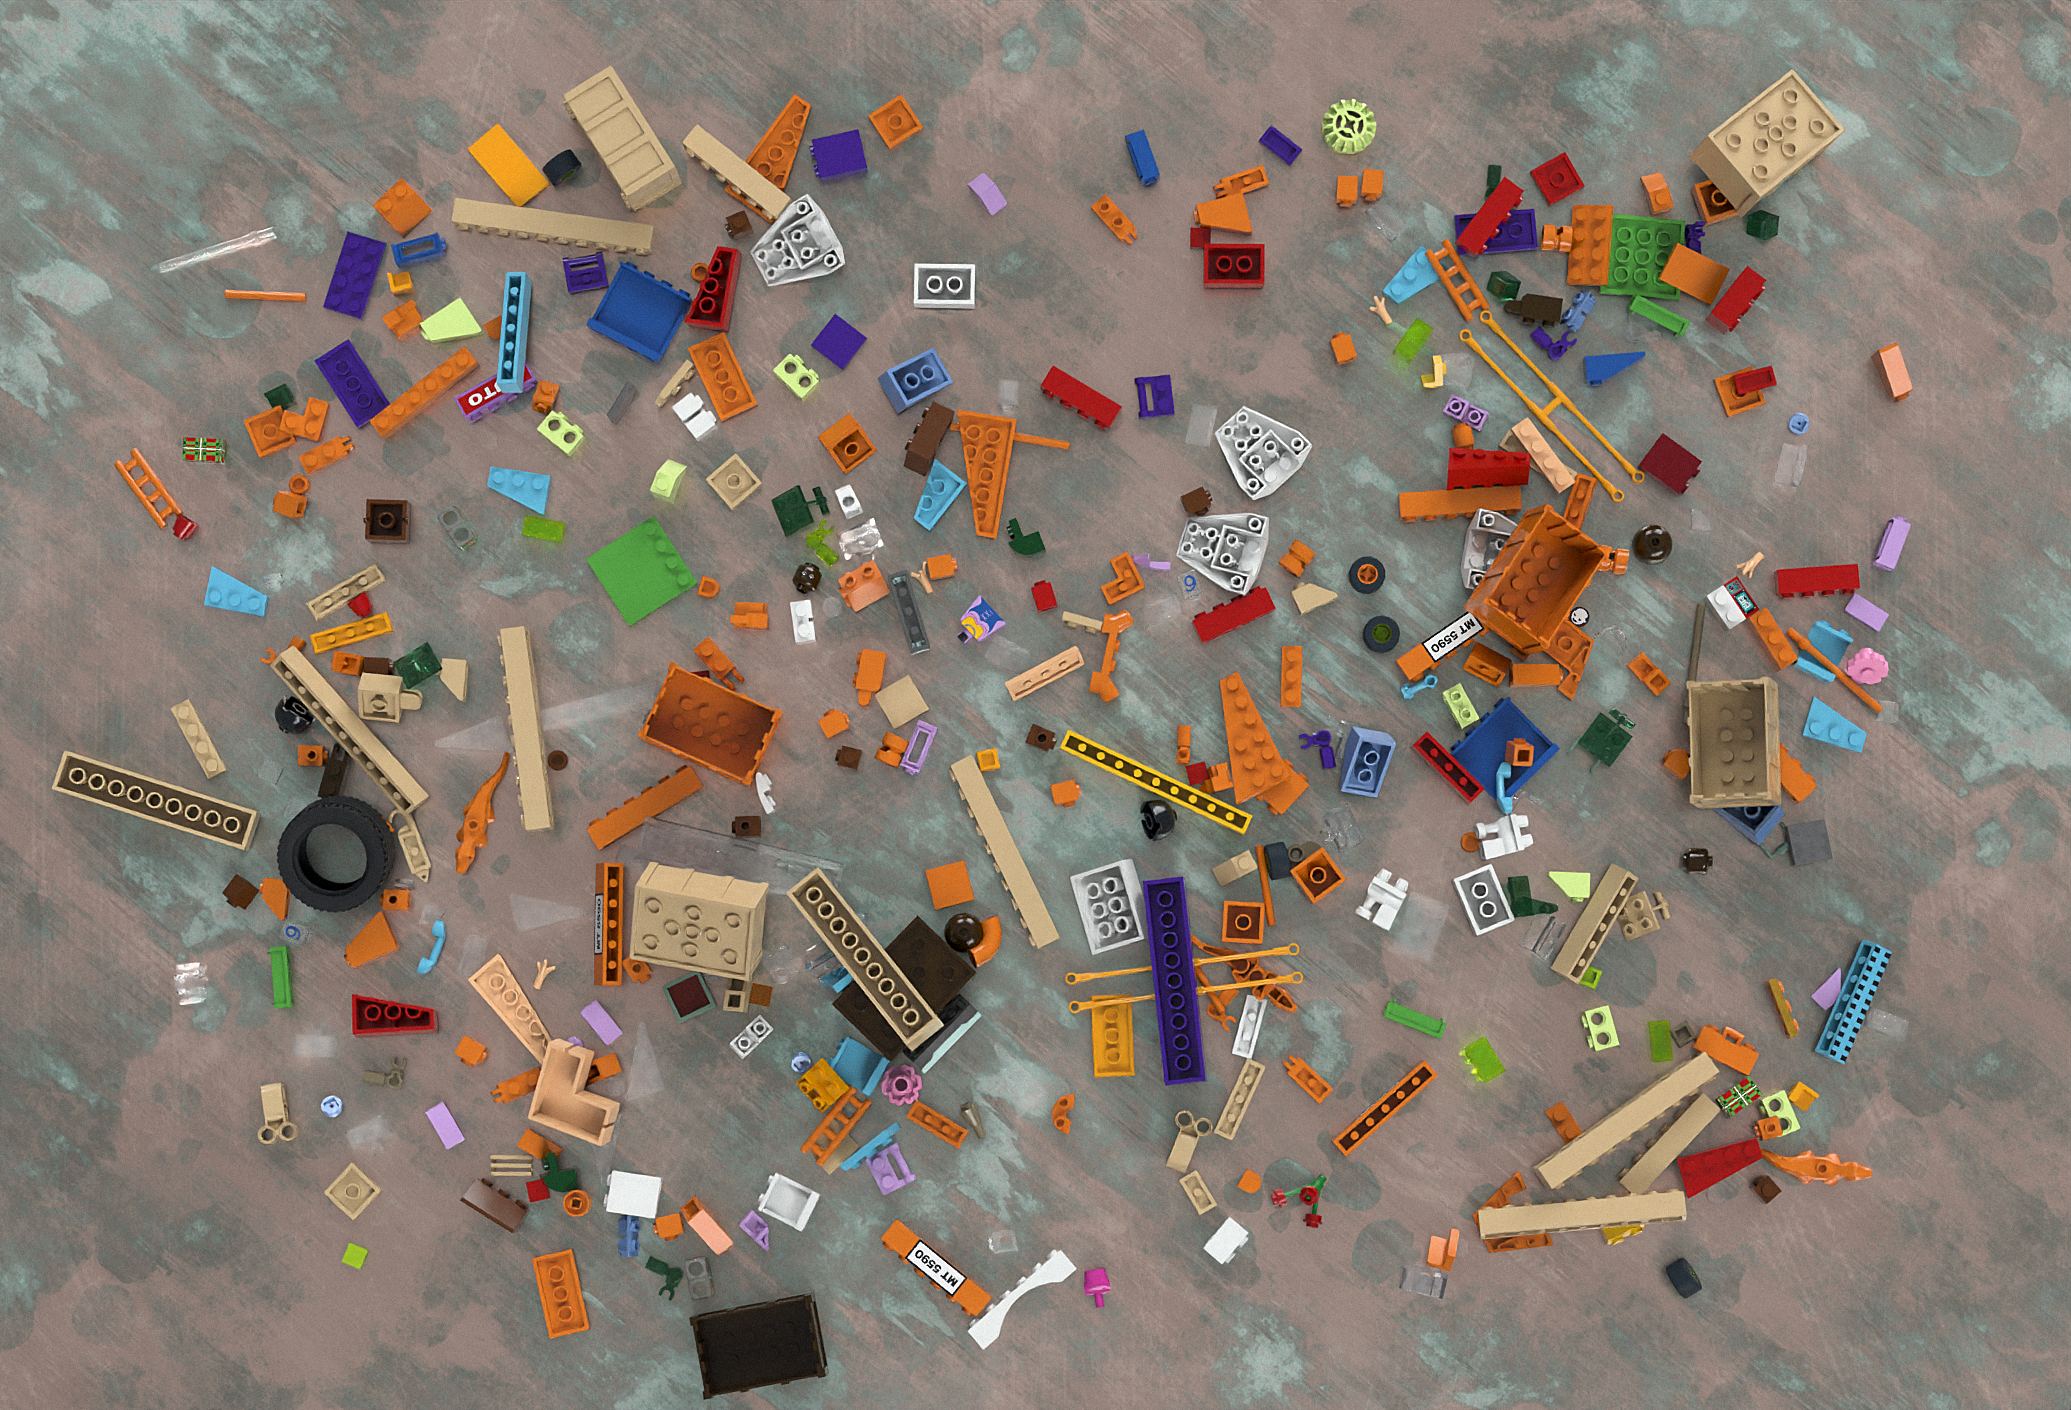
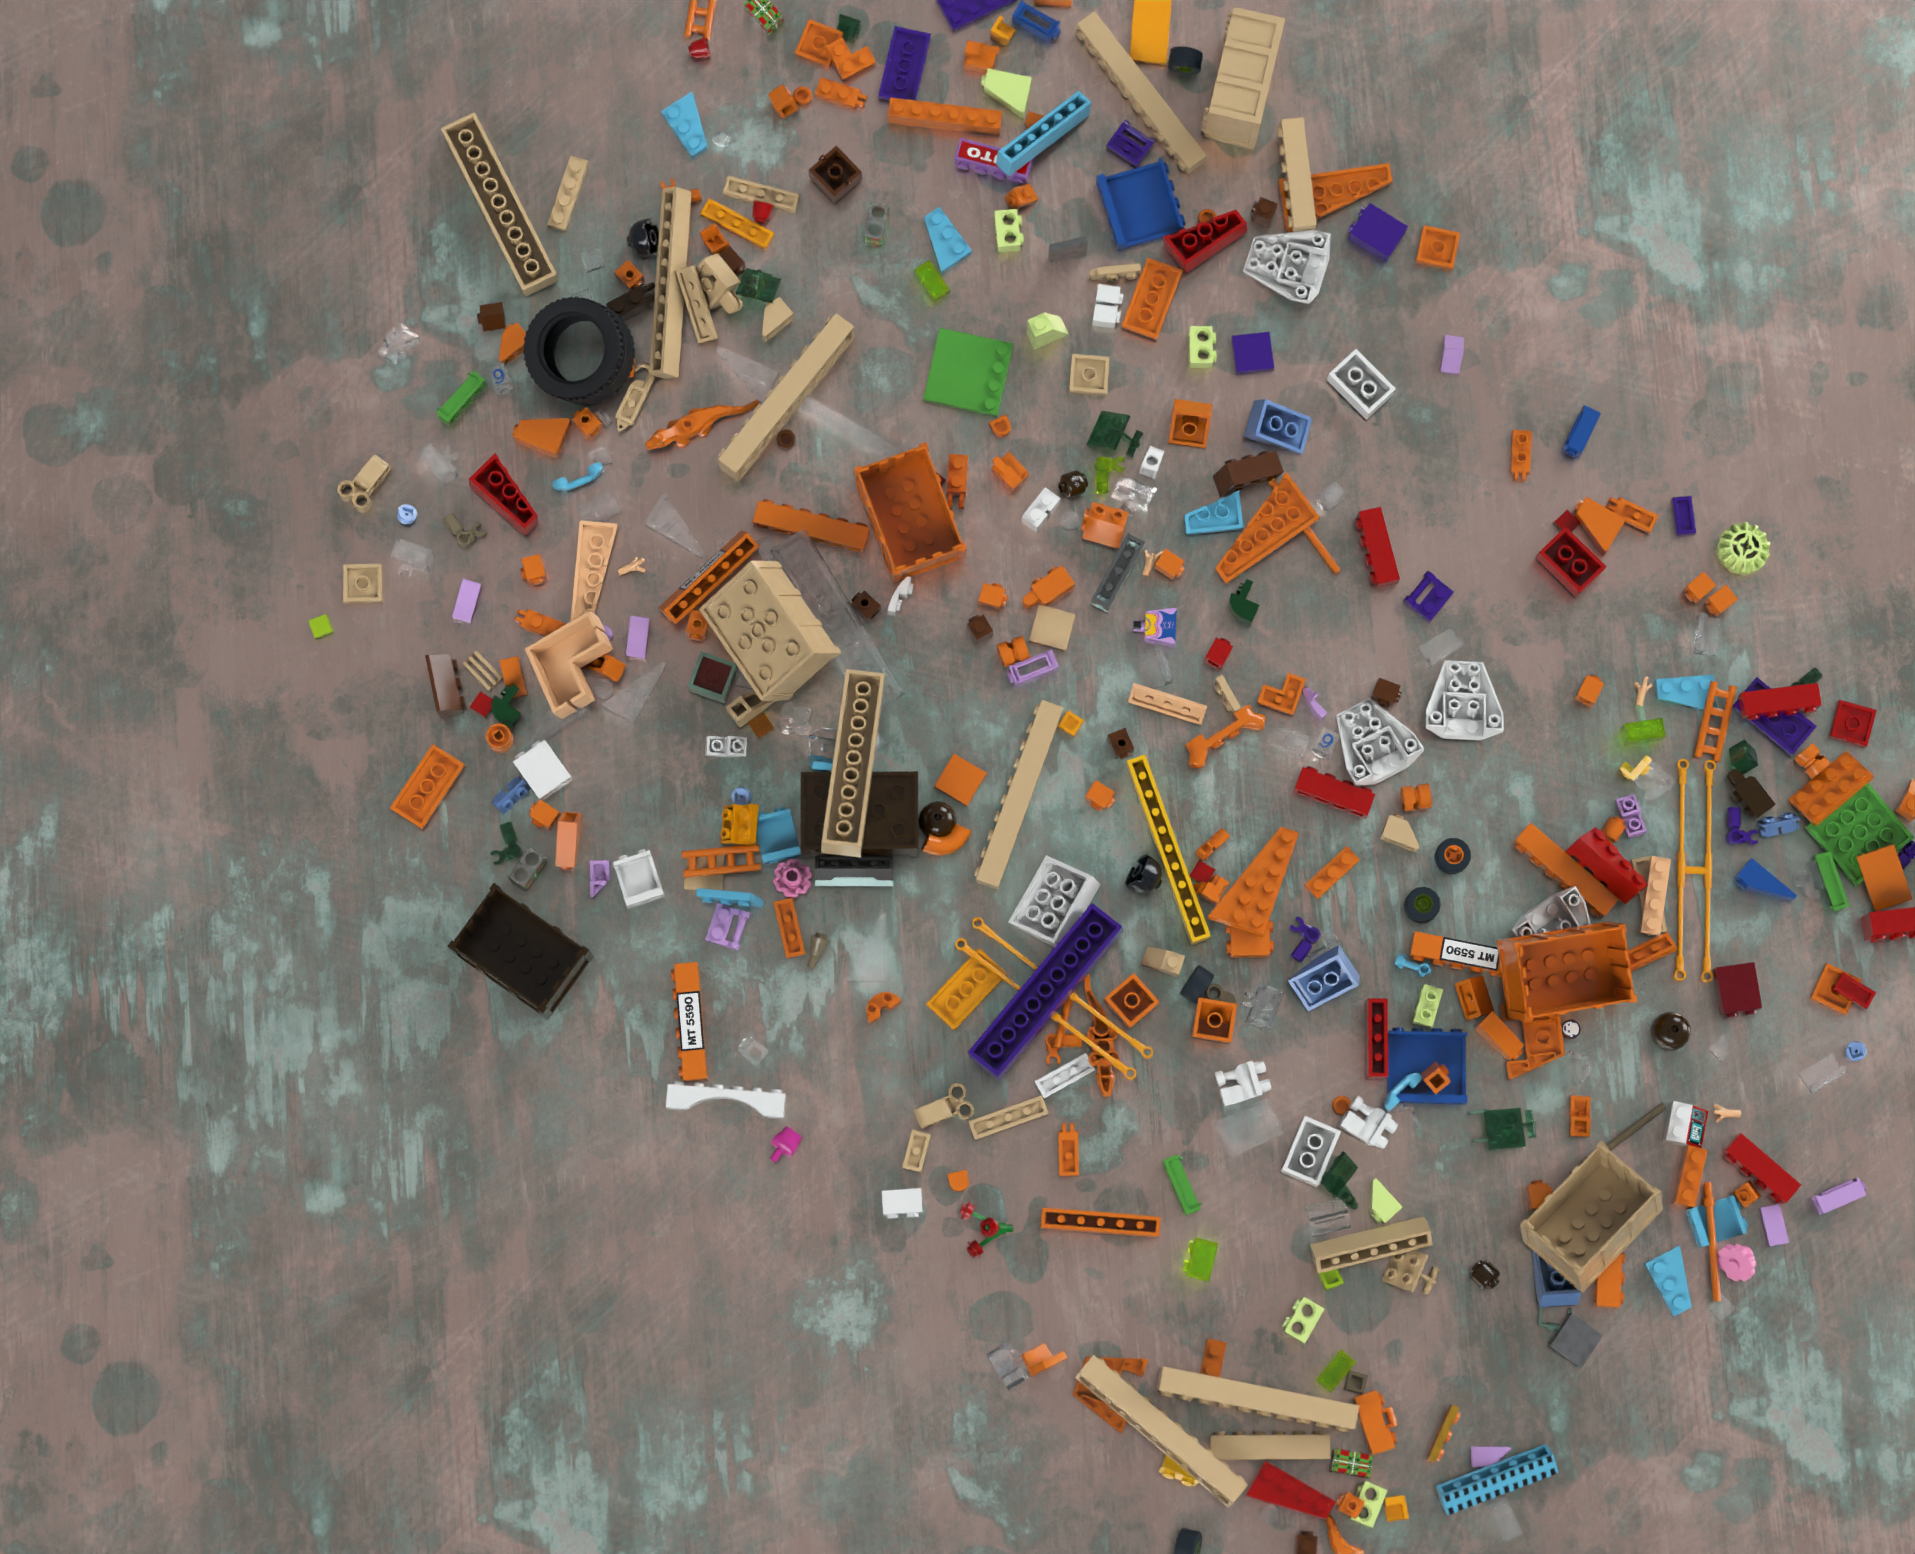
camera: 40 degrees right, 5 degrees down
(385, 727) = (696, 304): none -> tan plate
(1265, 885) = (1172, 993): orange bar -> none
(1618, 563) = (1632, 1020): orange wheel -> none
(1825, 609) = (1747, 1194): none -> orange bracket

